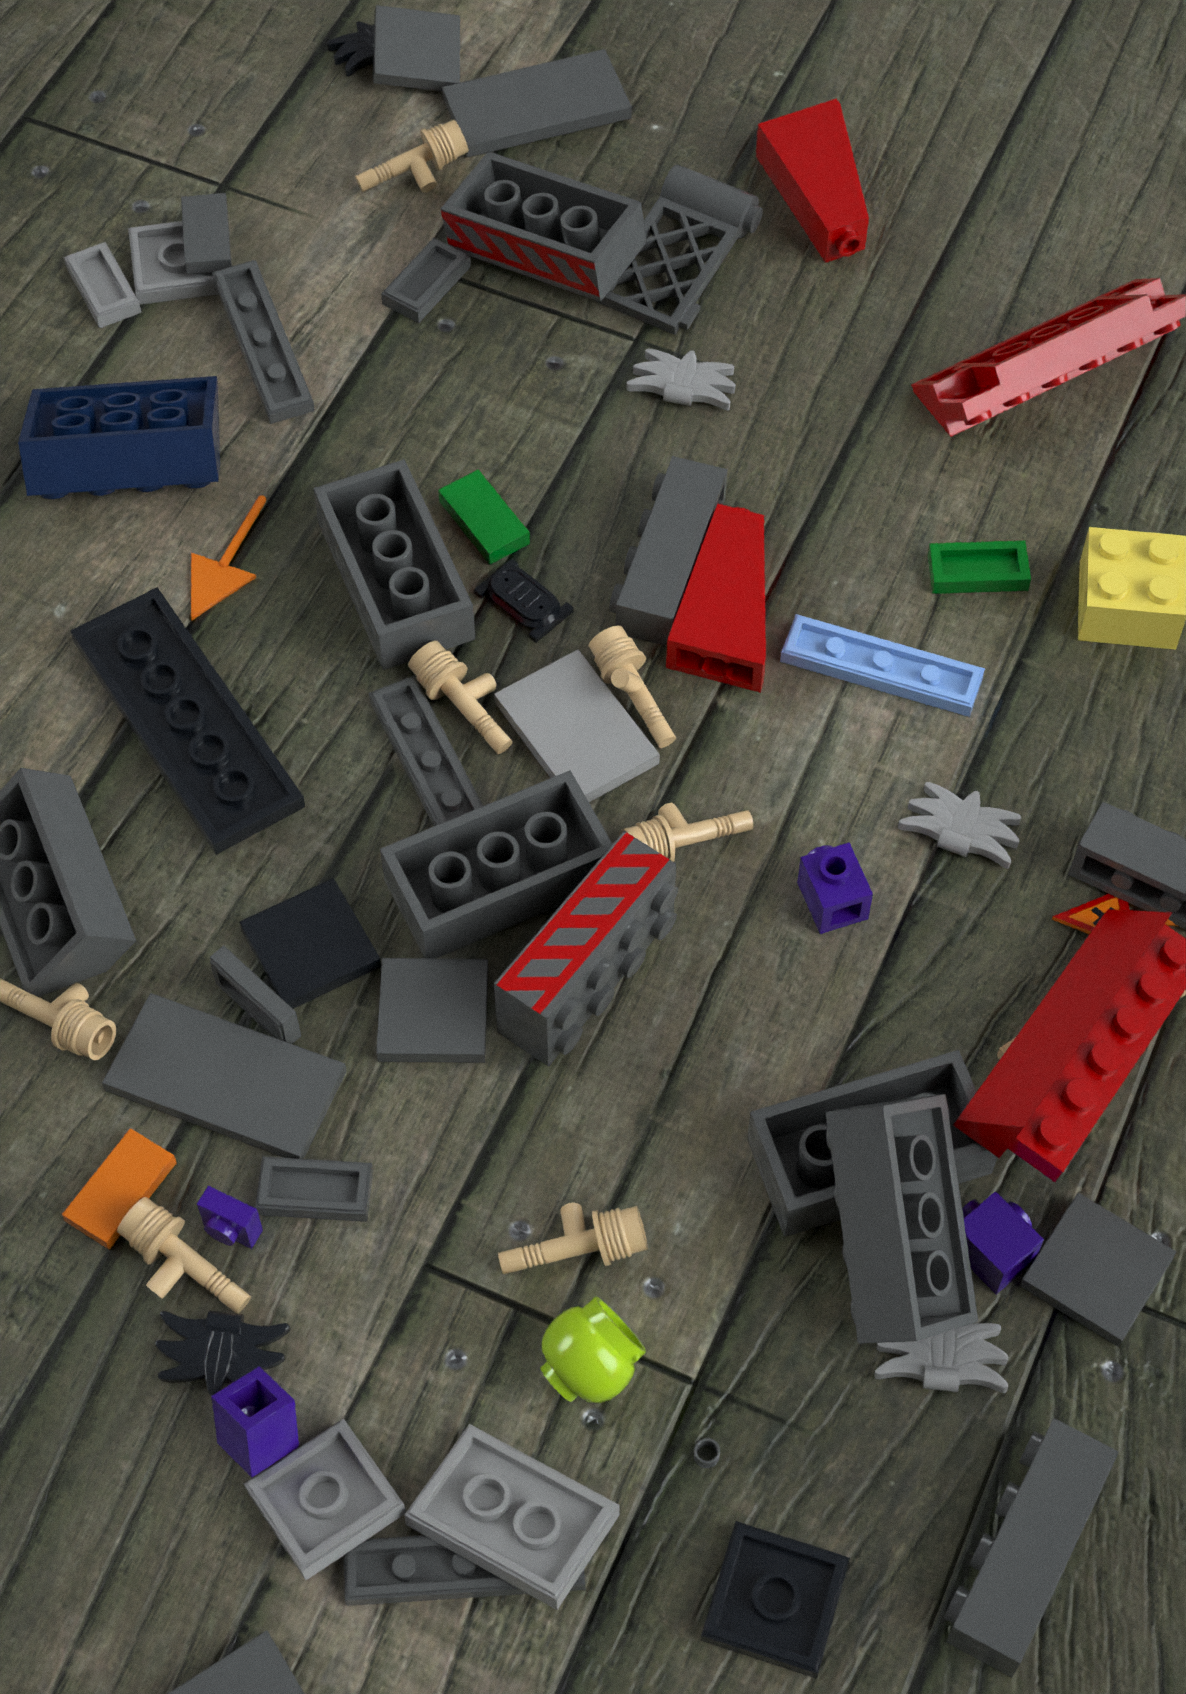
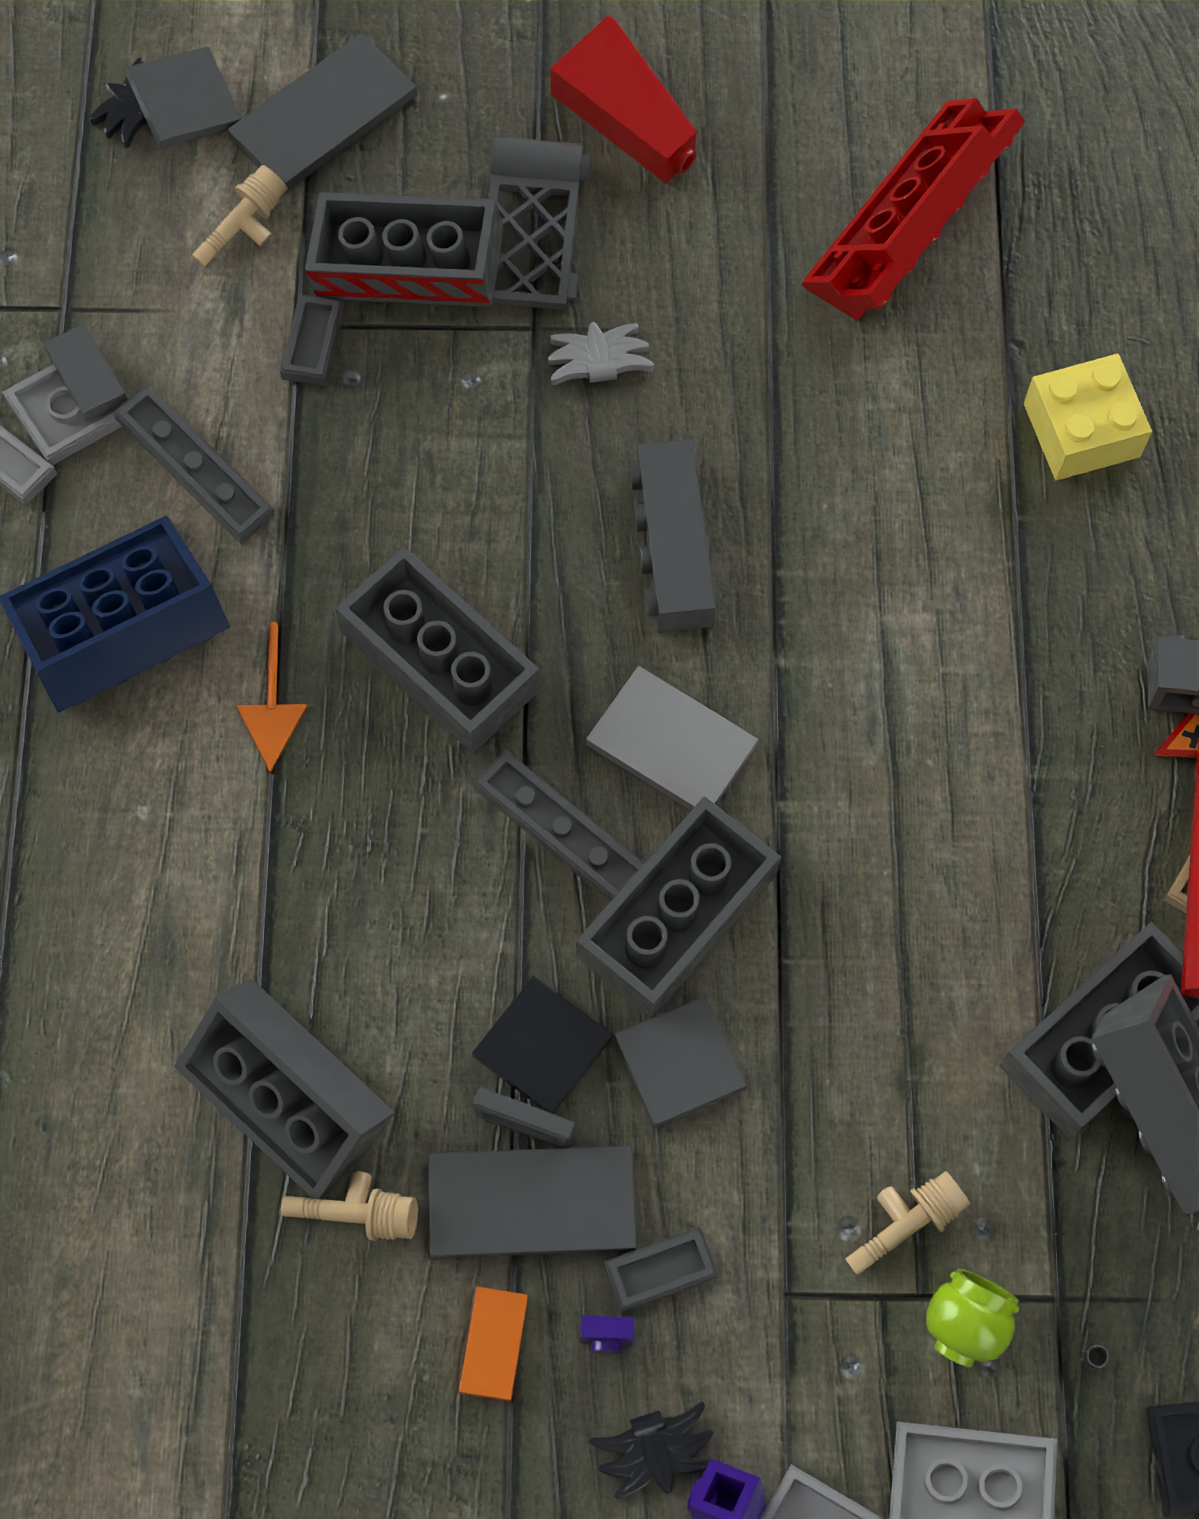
camera: 25 degrees left, 10 degrees up
(154, 1234) = (548, 1374): tan piece -> none
(188, 720) = (322, 876): black plate -> none
(442, 675) = (528, 738): tan piece -> none
(484, 517) = (487, 564): green tile -> none
(524, 599) = (562, 632): black piece -> none
(586, 949) = (793, 965): dark grey brick -> none
(619, 662) = (679, 660): tan piece -> none
(671, 830) = (798, 821): tan piece -> none
(722, 612) = (751, 575): red slope -> none
(834, 887) = (966, 804): dark purple brick -> none
(882, 665) = (904, 572): light blue tile -> none
(963, 824) = (1042, 698): light grey piece -> none
(979, 567) = (943, 444): green tile -> none

